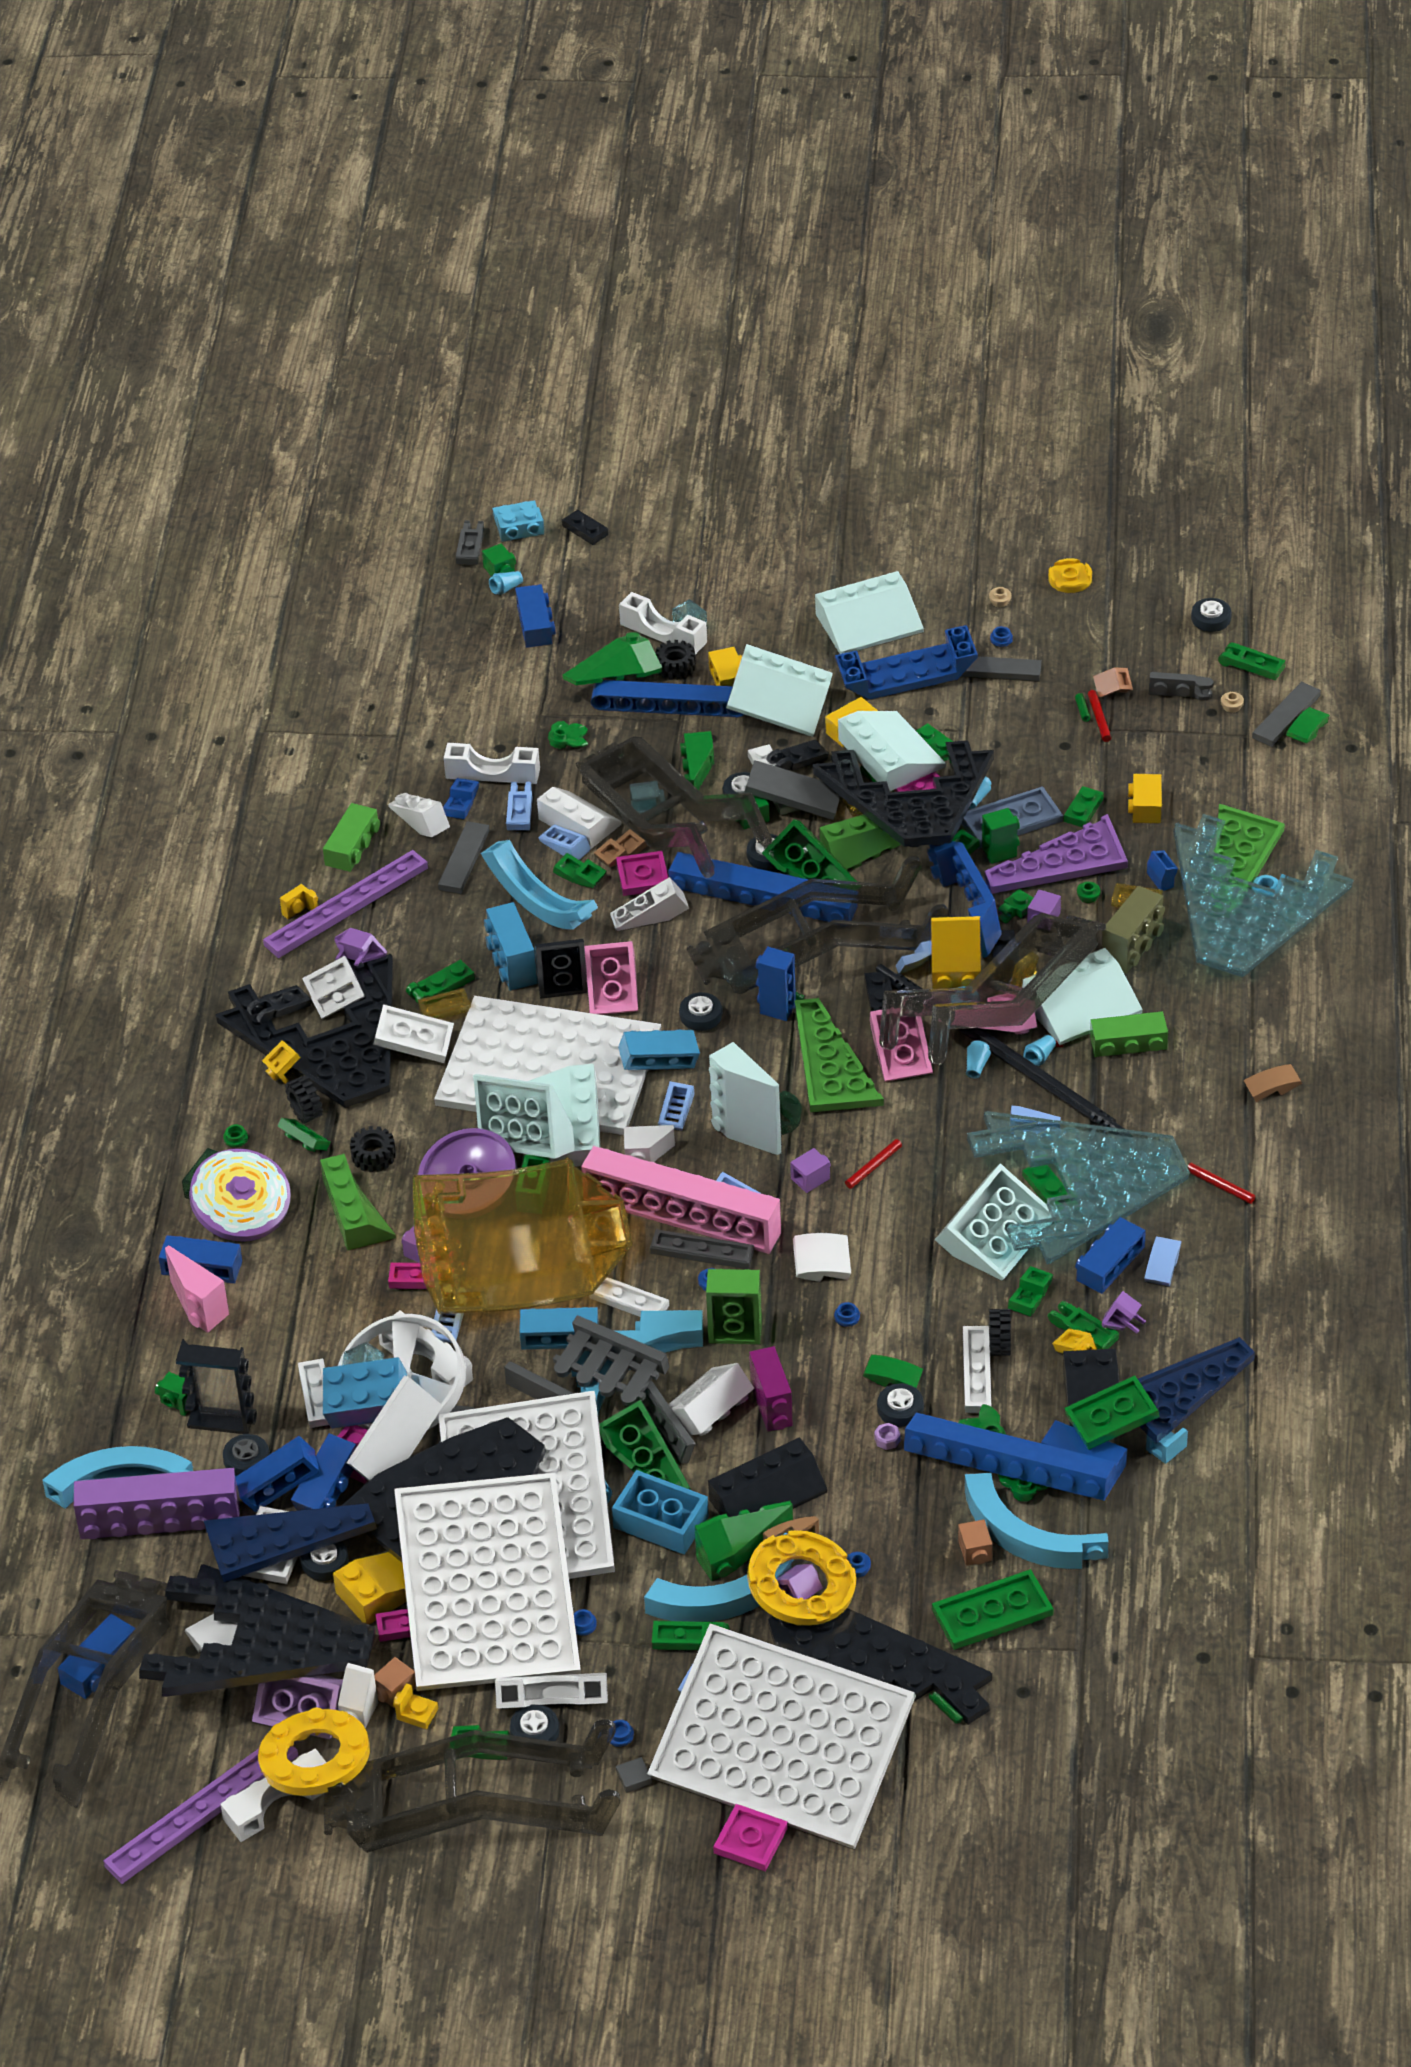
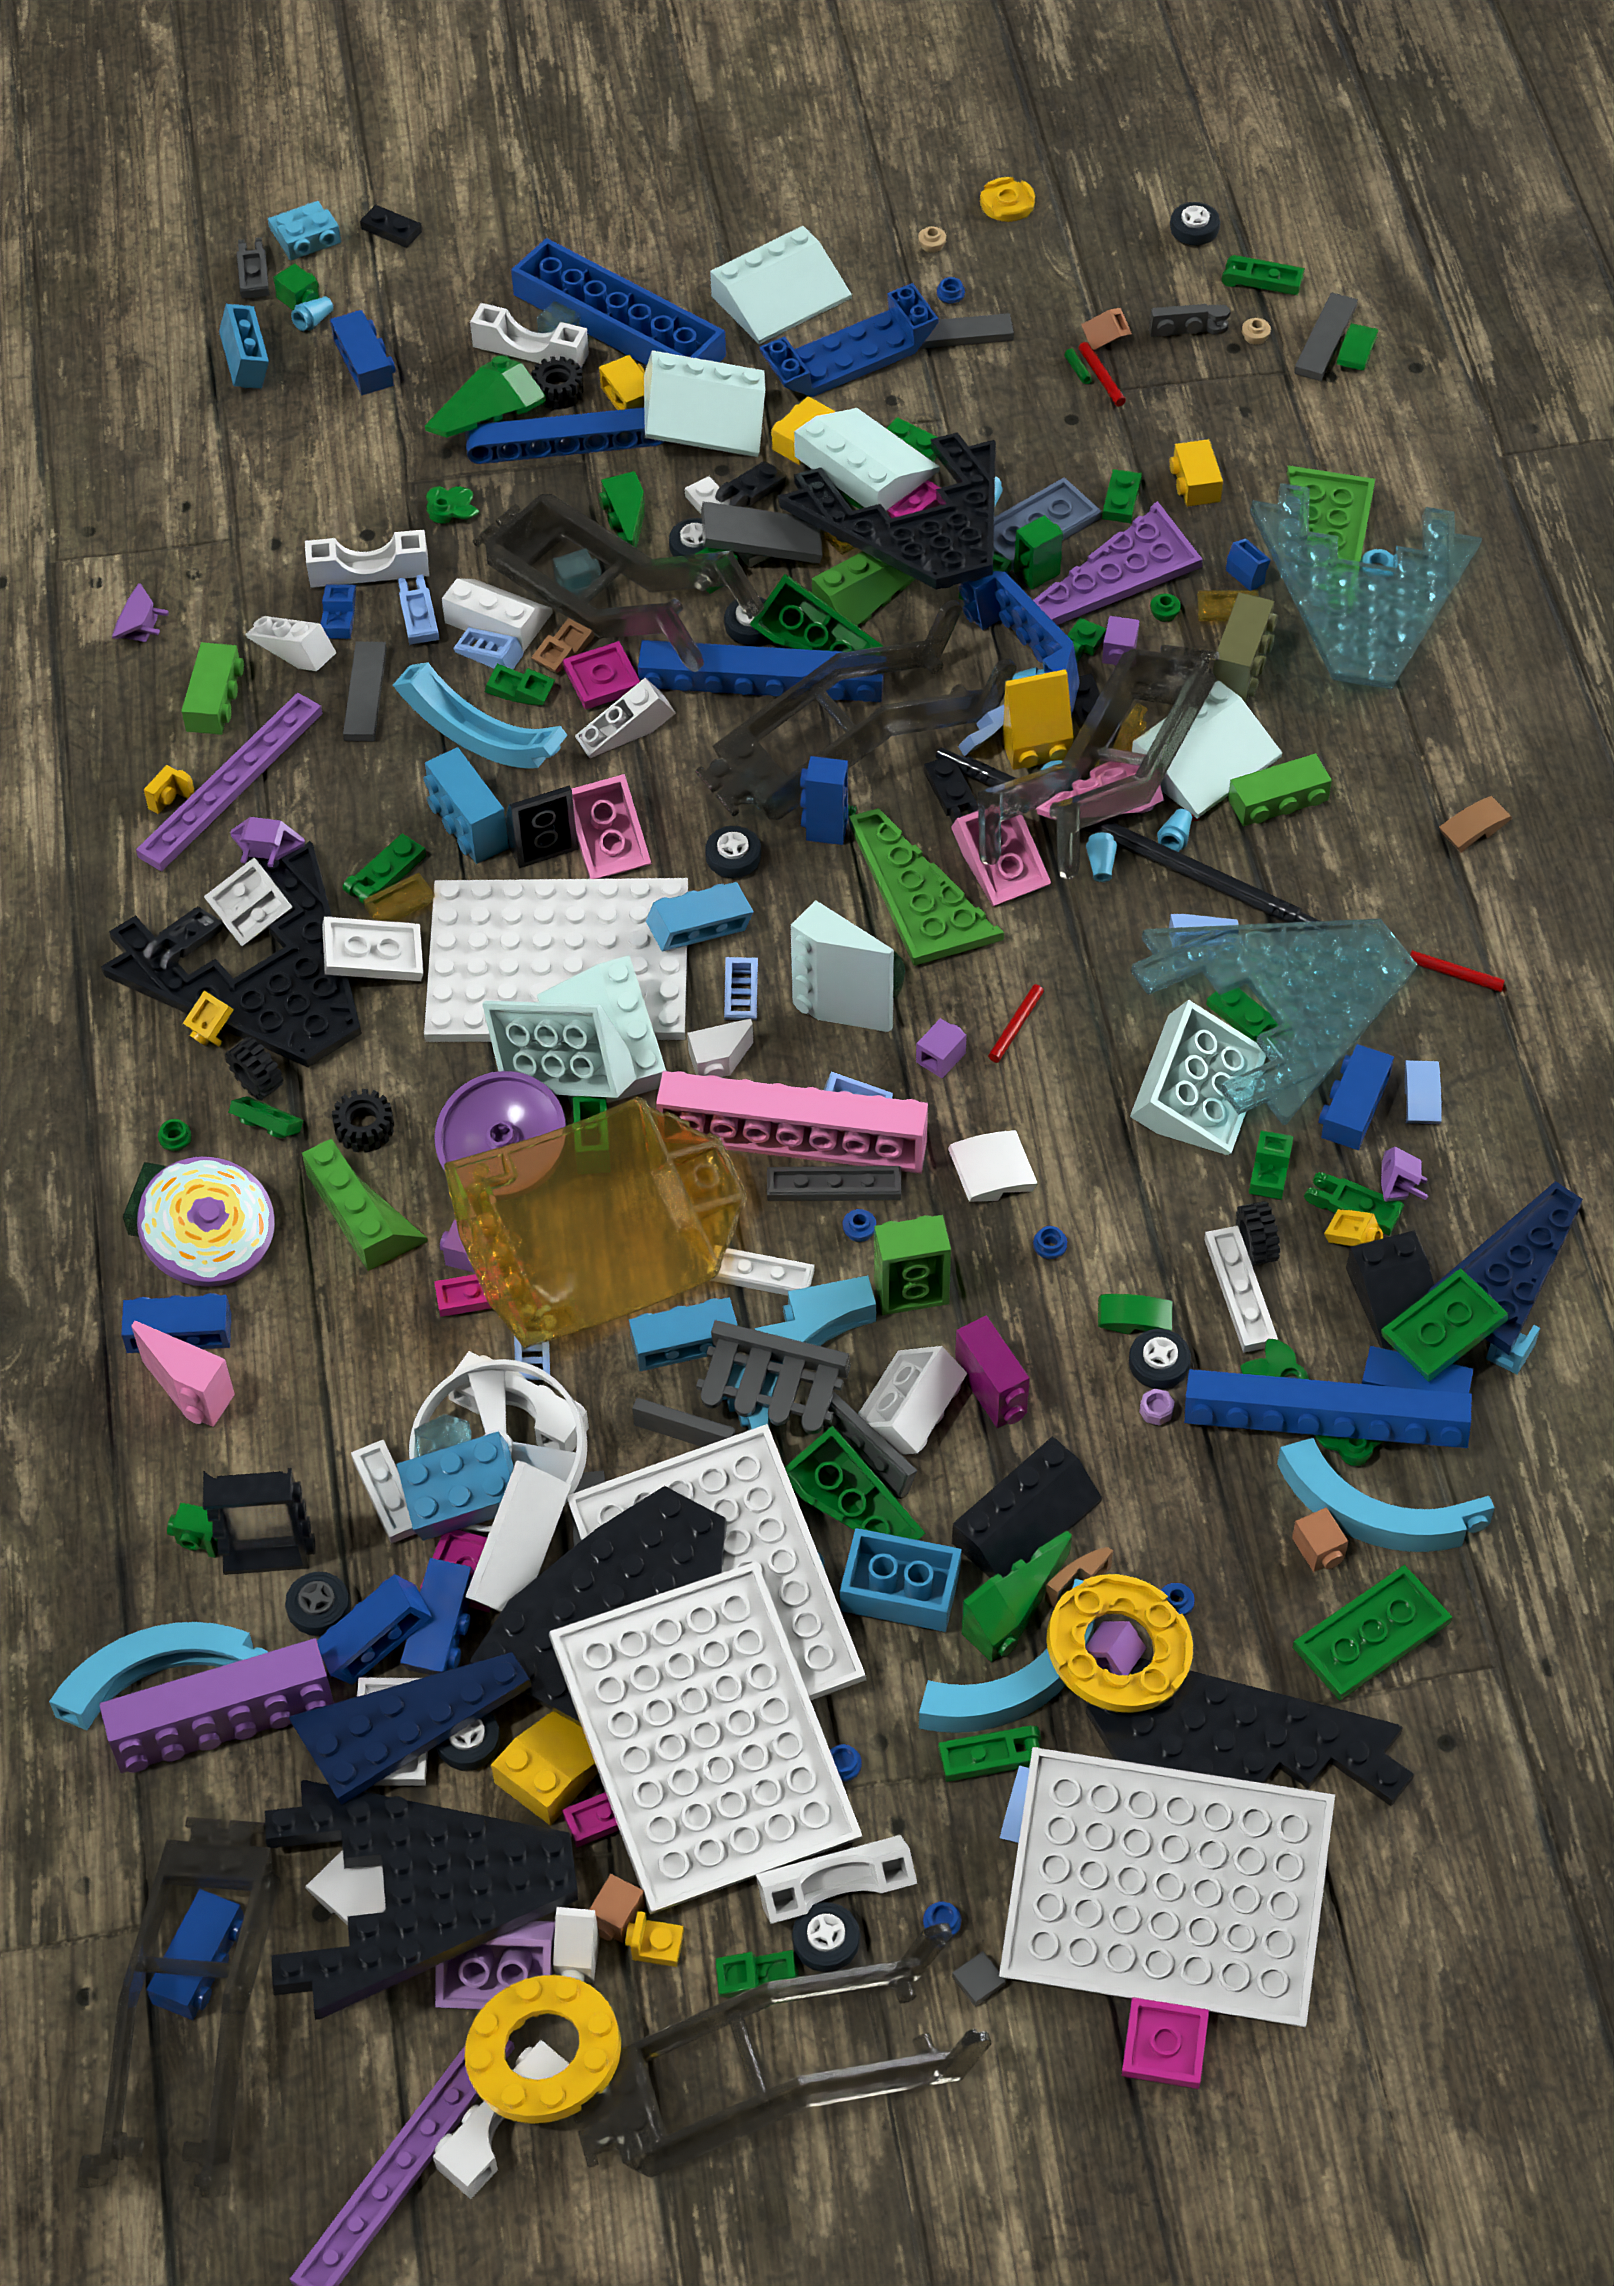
camera: 15 degrees left, 10 degrees up
(311, 779) = (138, 617): none -> medium lavender piece
(445, 598) = (243, 346): none -> dark azure brick
(733, 609) = (613, 306): none -> blue brick
(945, 1707) = (1356, 1788): green piece -> none

